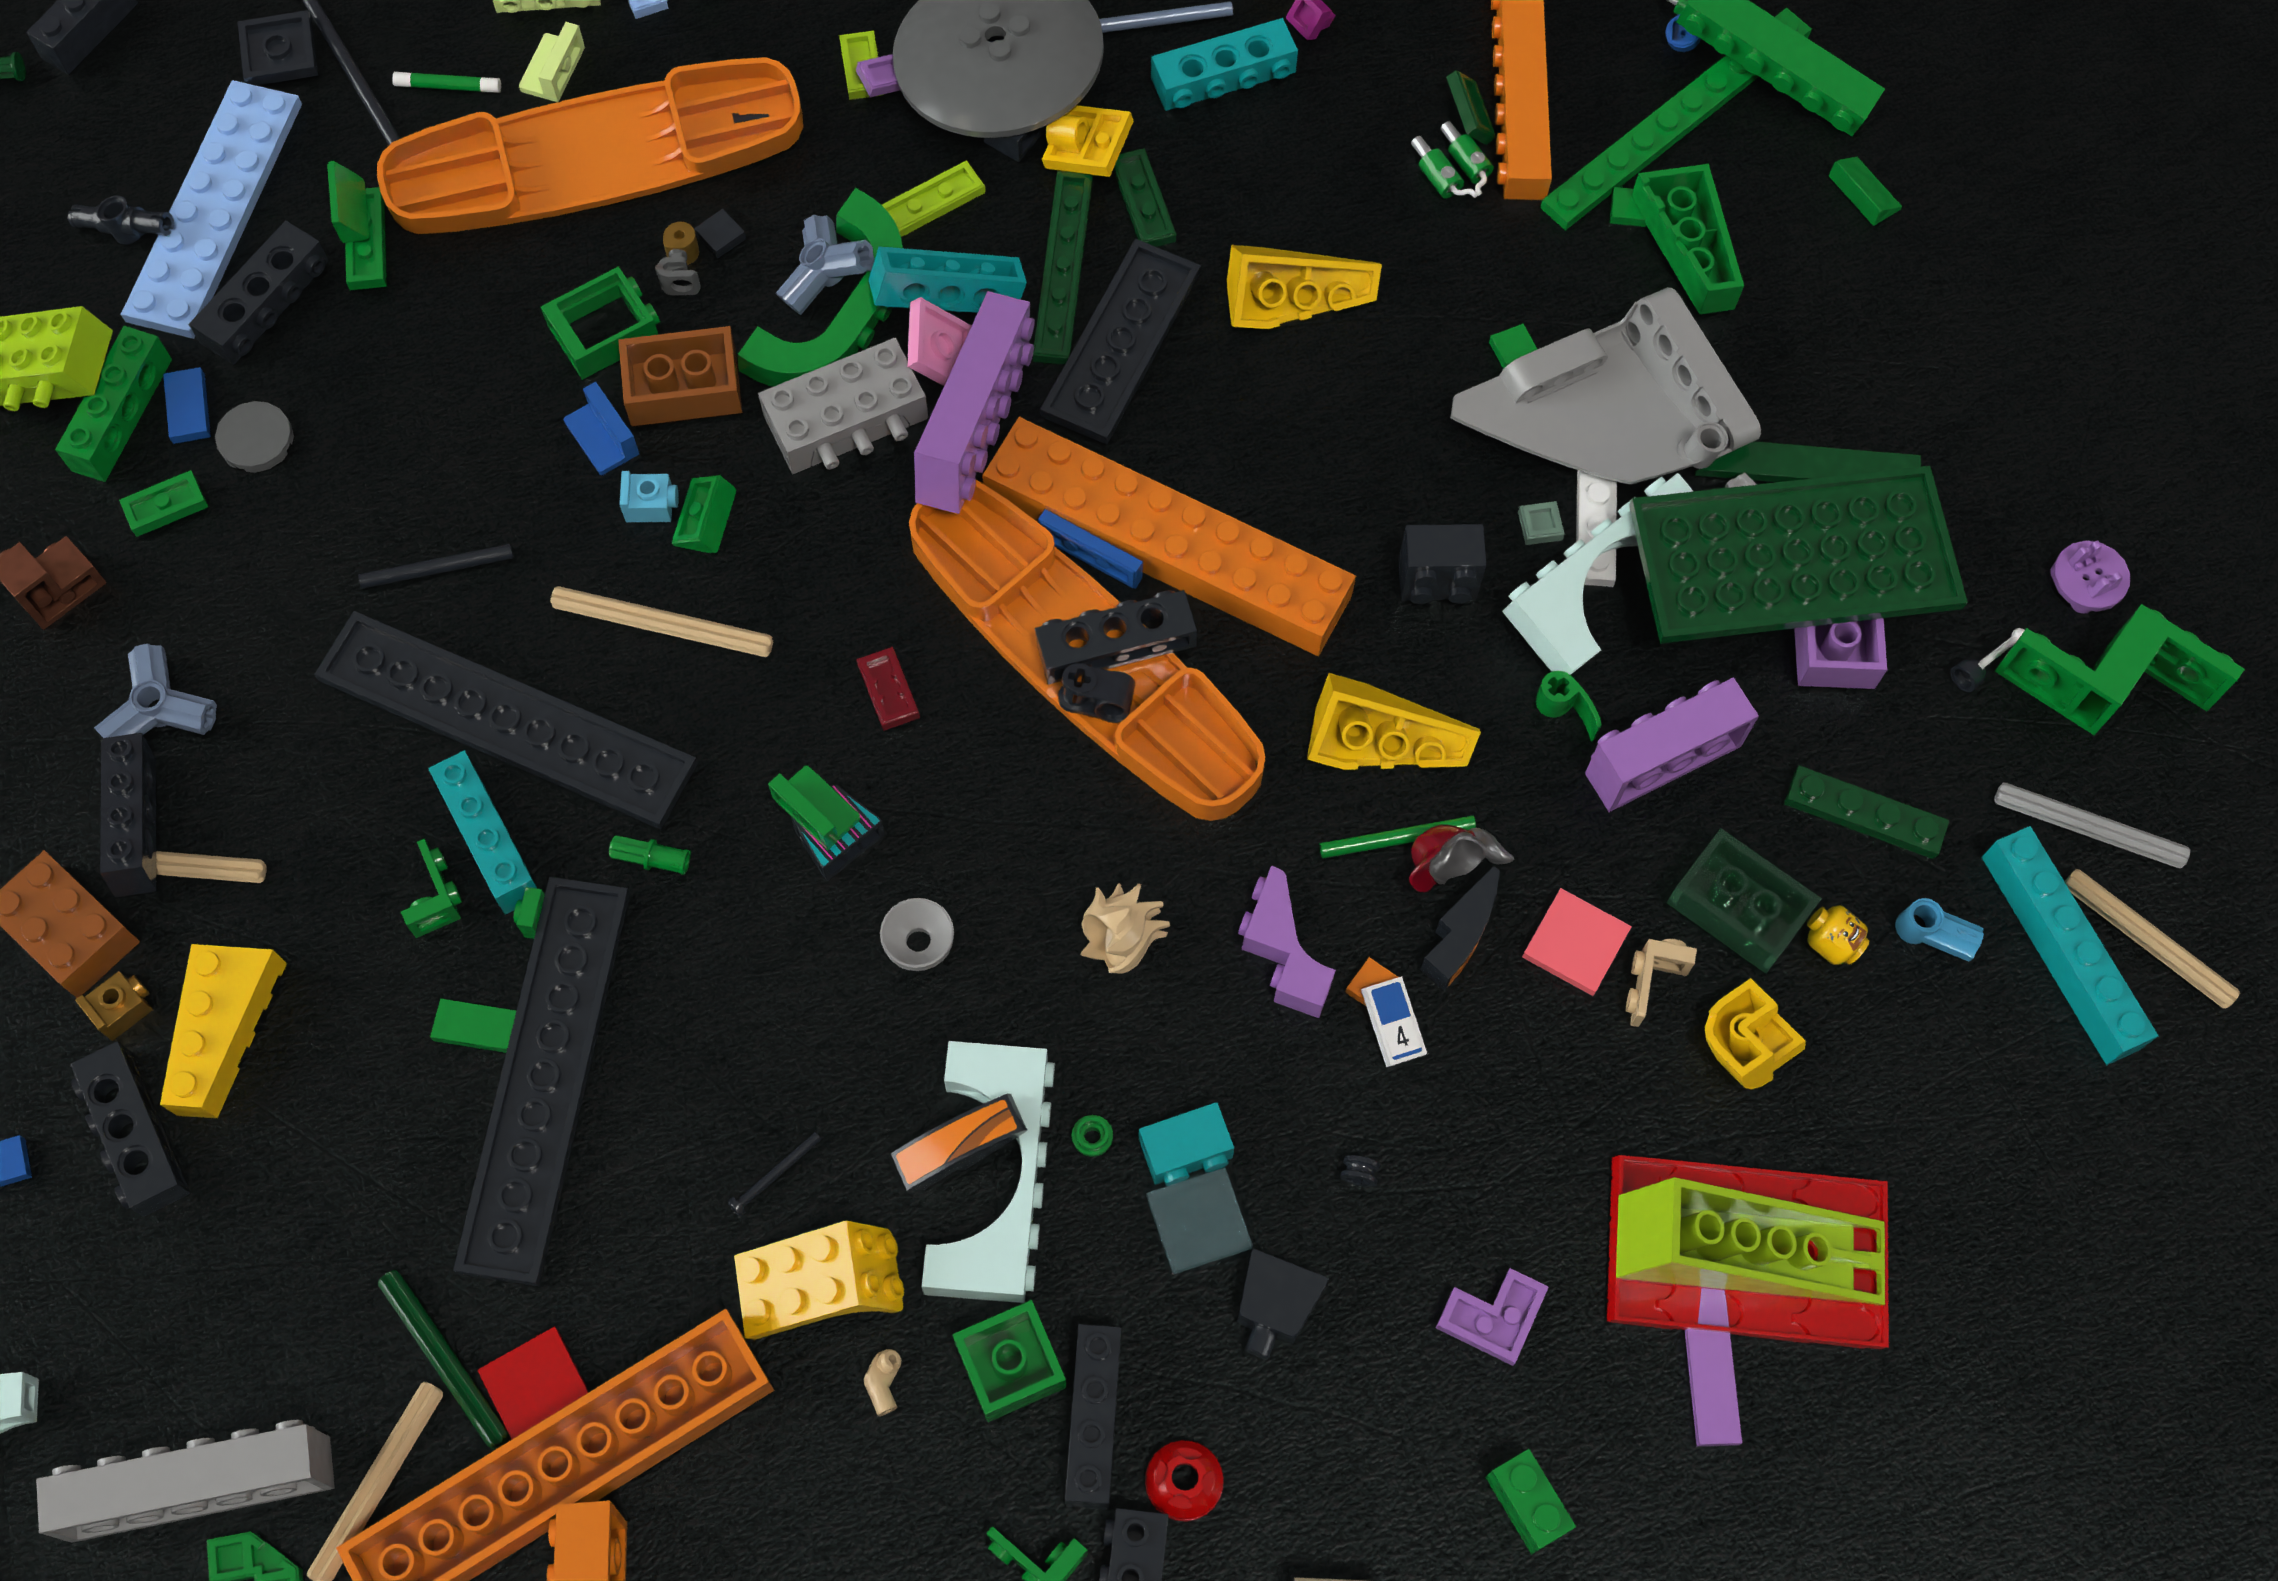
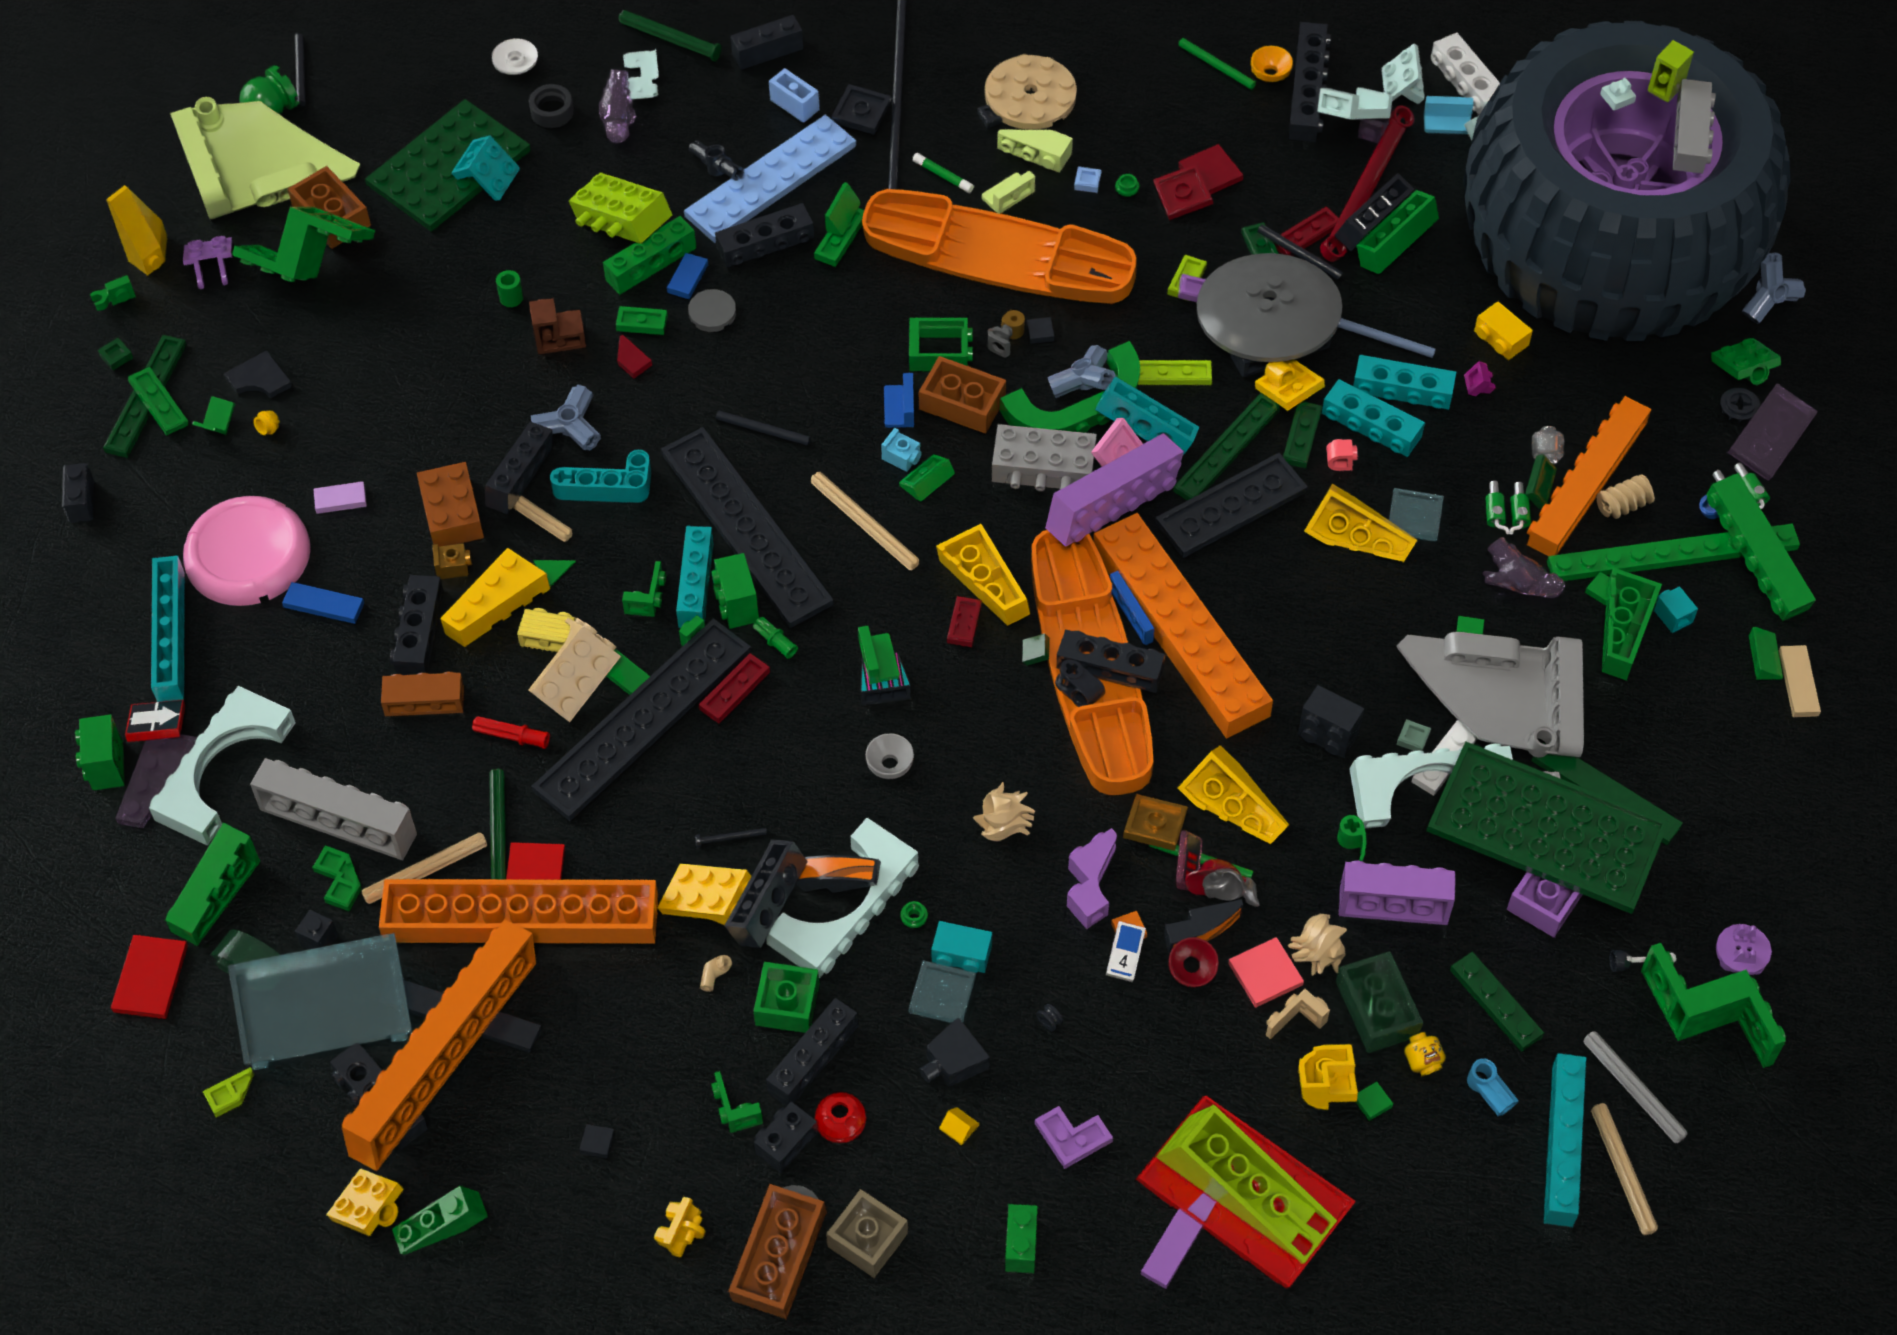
camera: 35 degrees right, 10 degrees down
(171, 73) = (794, 95): none -> light blue brick
(185, 565) = (631, 358): none -> dark red tile
(203, 1227) = (422, 694): none -> dark orange brick
(258, 765) = (571, 482): none -> teal beam
(271, 931) = (553, 568): none -> green piece
(325, 1028) = (543, 629): none -> light yellow brick
(369, 1206) = (512, 732): none -> red axle
(408, 1066) = (575, 670): none -> tan bracket
(557, 822) = (735, 591): none -> green brick
(642, 959) = (734, 688): none -> dark red plate
(871, 606) = (982, 570): none -> yellow wedge
(891, 1235) = (766, 893): none -> black brick
(1006, 674) = (1035, 649): none -> tile
(1190, 131) = (1373, 418): none -> teal brick
(1212, 200) = (1341, 455): none -> coral plate
(1312, 822) = (1155, 822): none -> pearl gold tile
(1343, 1392) = (958, 1125): none -> yellow slope
(1349, 228) = (1416, 513): none -> clear light blue tile
(1388, 851) = (1188, 857): none -> slope
(1447, 54) = (1549, 443): none -> clear head
(1507, 984) = (1202, 952): none -> dark red piece
(1529, 239) = (1521, 573): none -> clear purple animal
(1582, 75) = (1625, 497): none -> tan piece
(1625, 866) = (1319, 944): none -> tan hair
(1735, 186) = (1675, 609): none -> teal brick
(1818, 1032) = (1373, 1101): none -> green tile
(1924, 201) = (1799, 681): none -> tan tile

